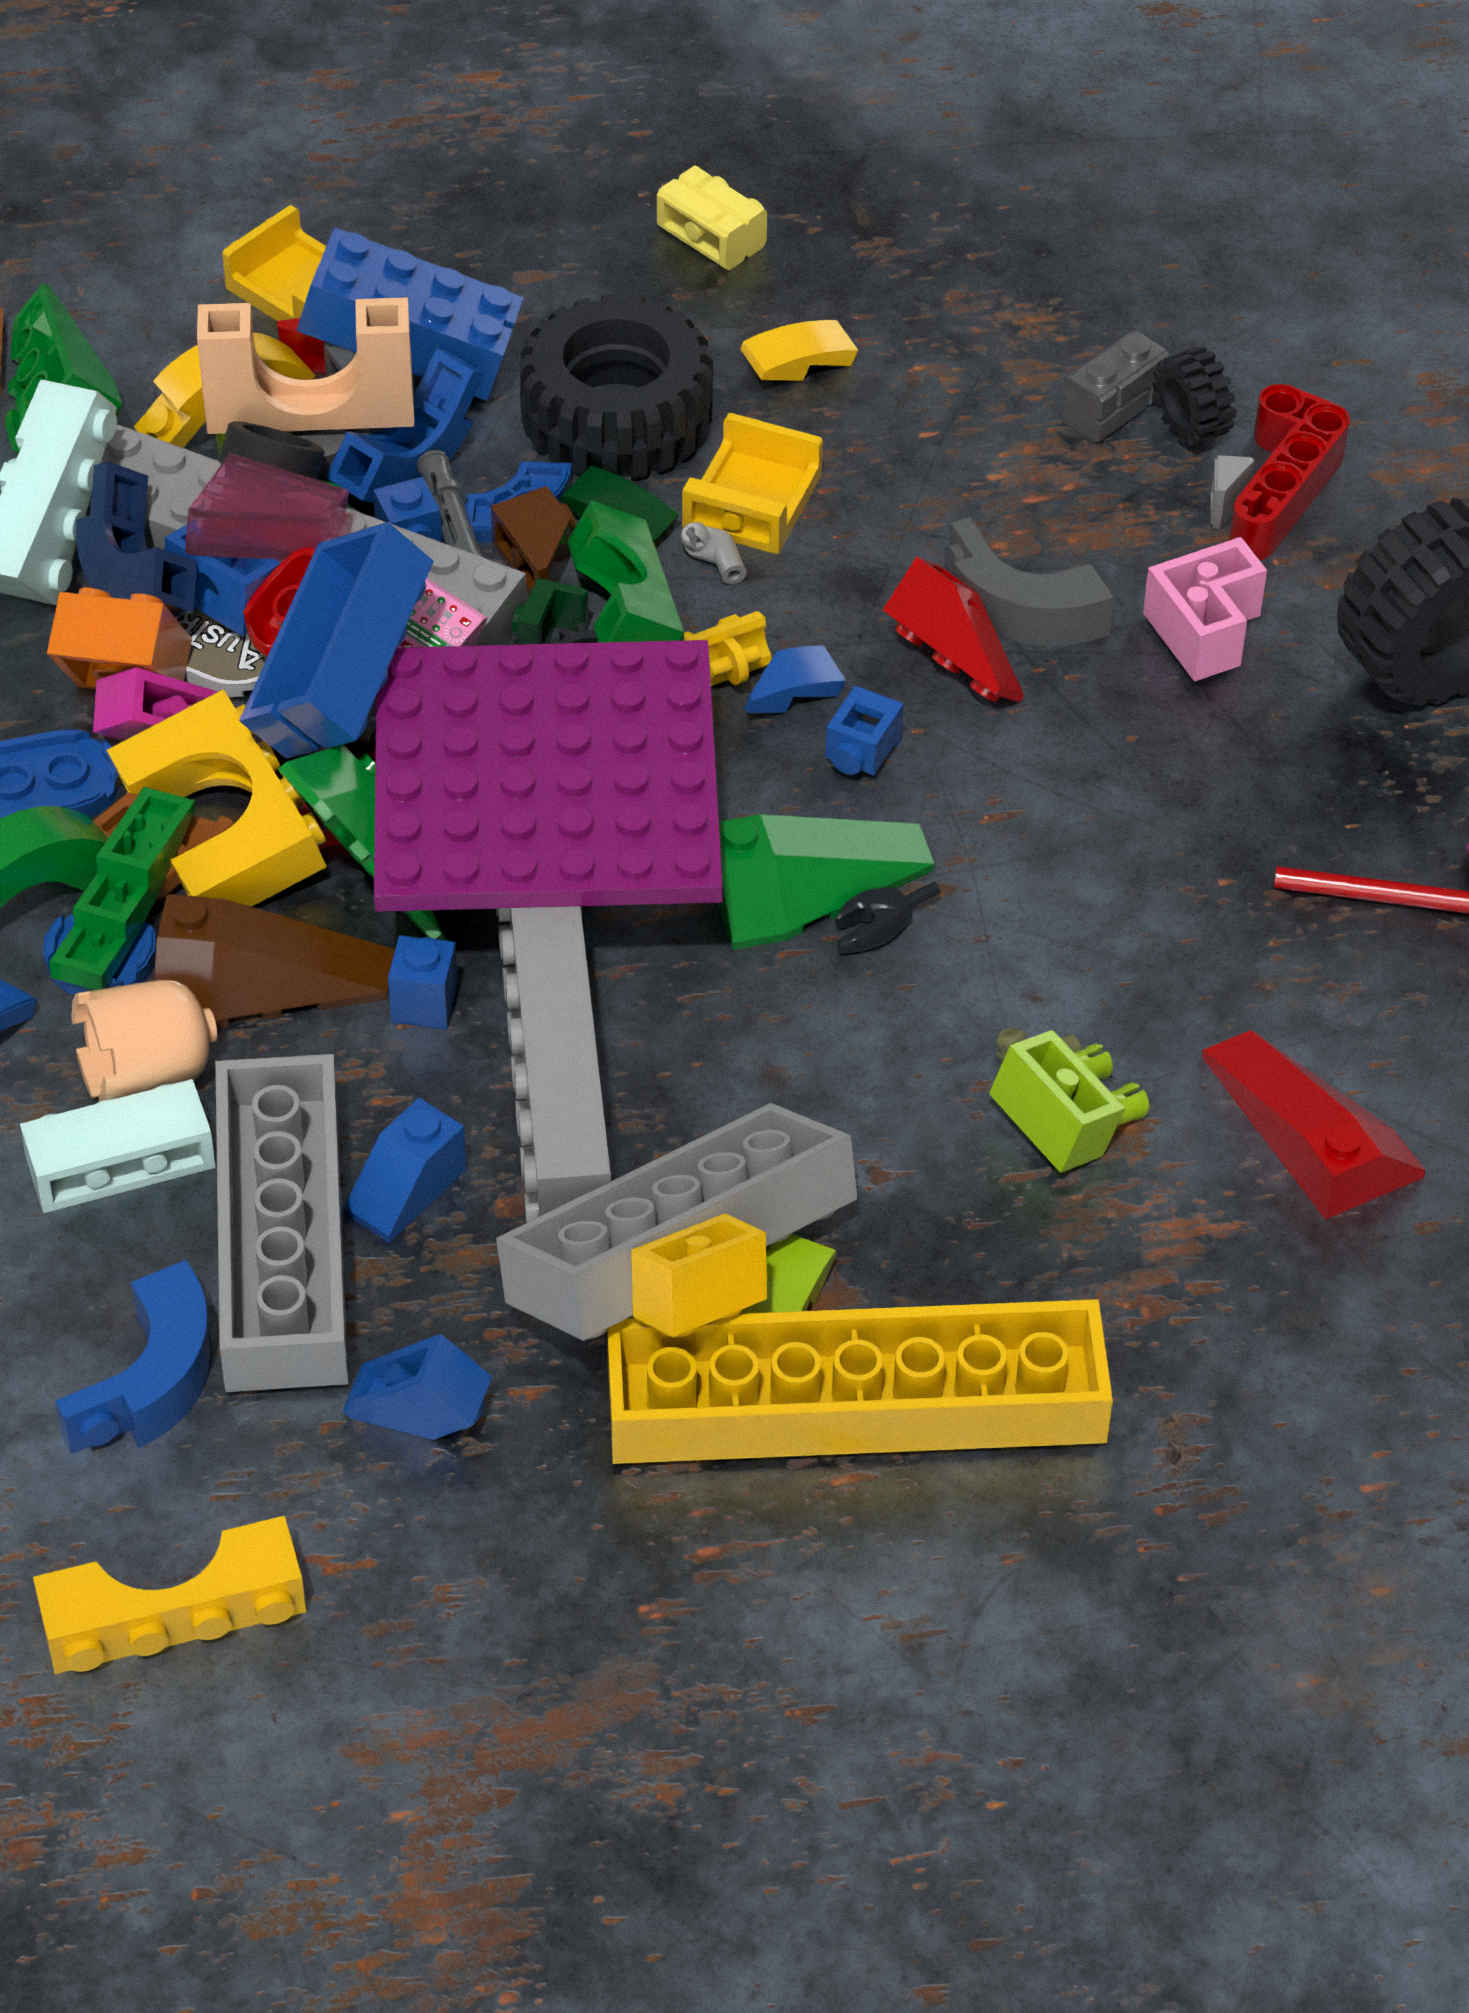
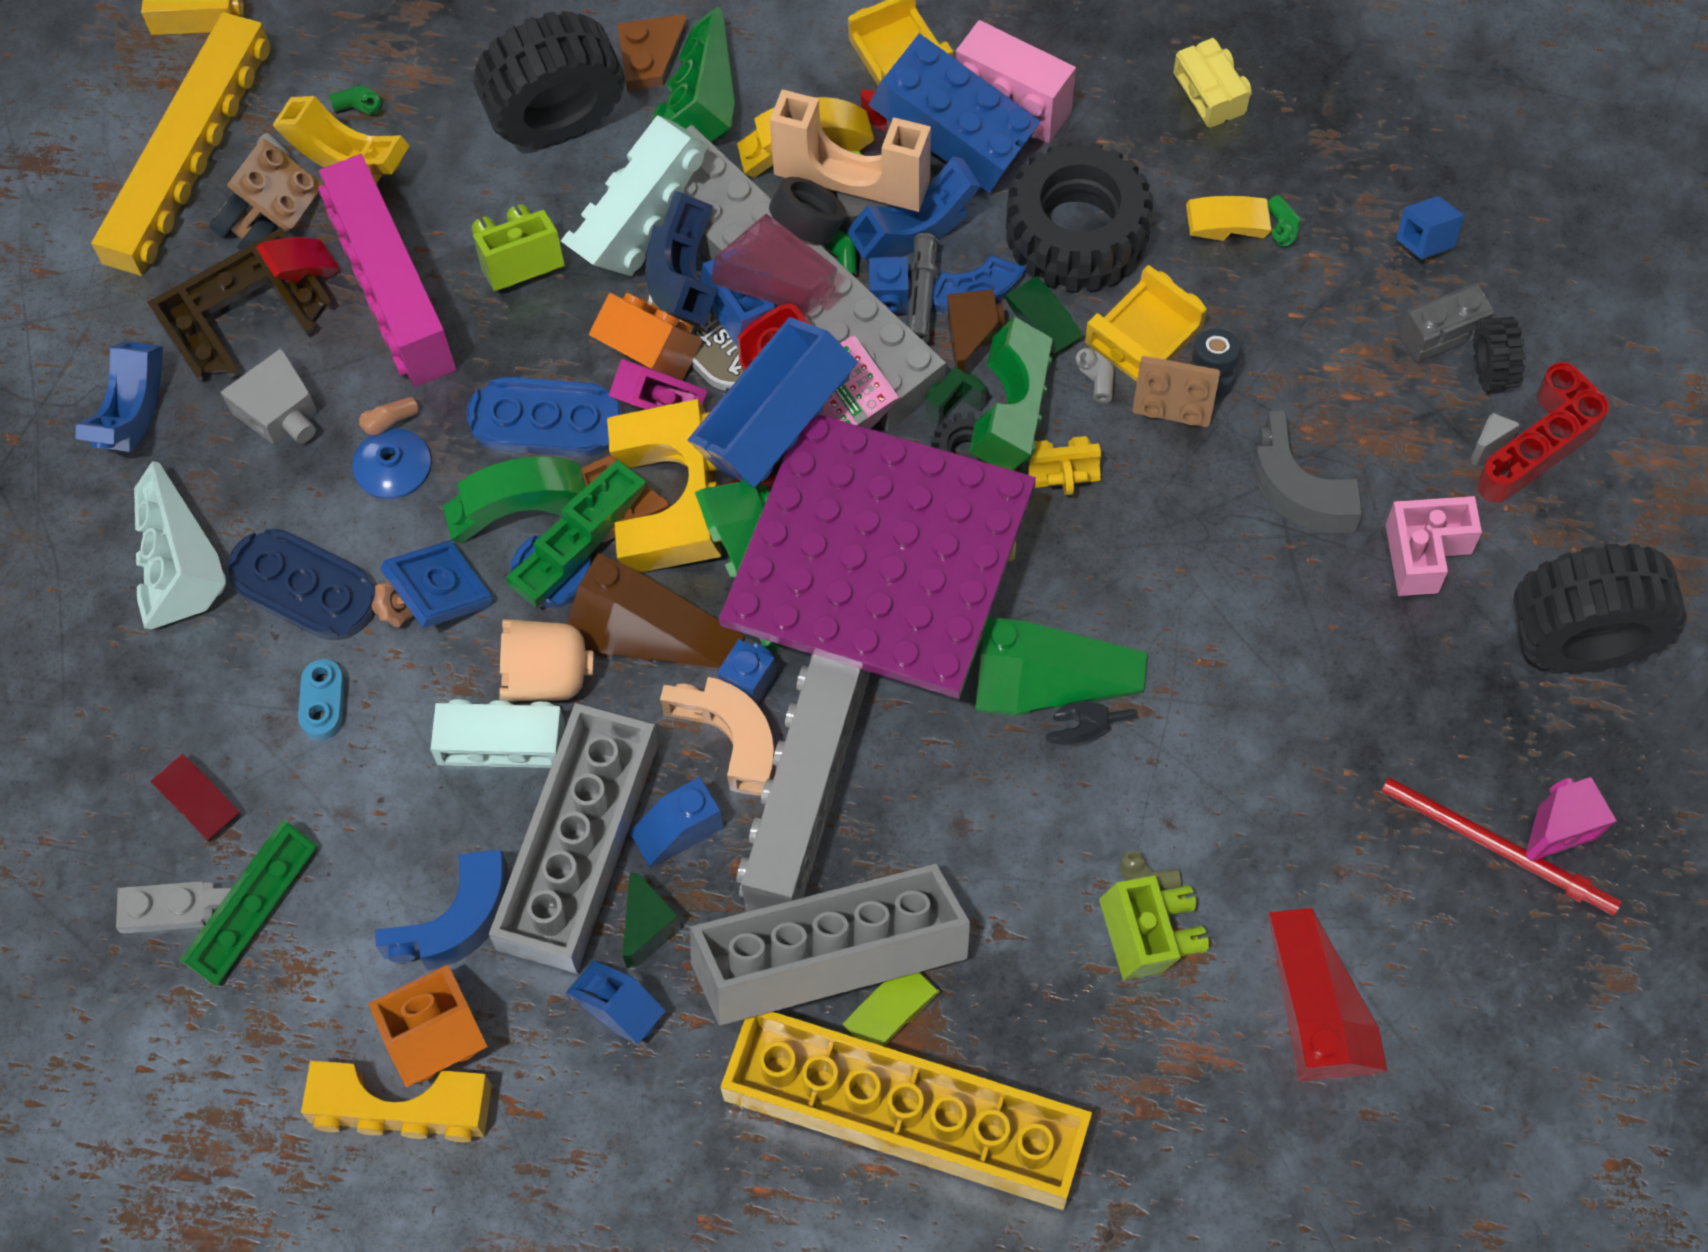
camera: 25 degrees right, 15 degrees up
(181, 1483) = (427, 1026): none -> orange brick
(418, 1284) = (647, 922): none -> dark green slope
(431, 1035) = (738, 718): none -> light nougat arch
(482, 246) = (1023, 74): none -> bright pink brick
(699, 1275) = (815, 1004): yellow brick -> none
(795, 673) = (1108, 499): blue slope -> none
(835, 526) = (1188, 390): none -> medium nougat plate
(860, 744) = (1136, 556): blue brick -> none
(873, 338) = (1287, 221): none -> green arm
(953, 620) = (1237, 495): red slope -> none
(1049, 294) = (1429, 227): none -> blue brick

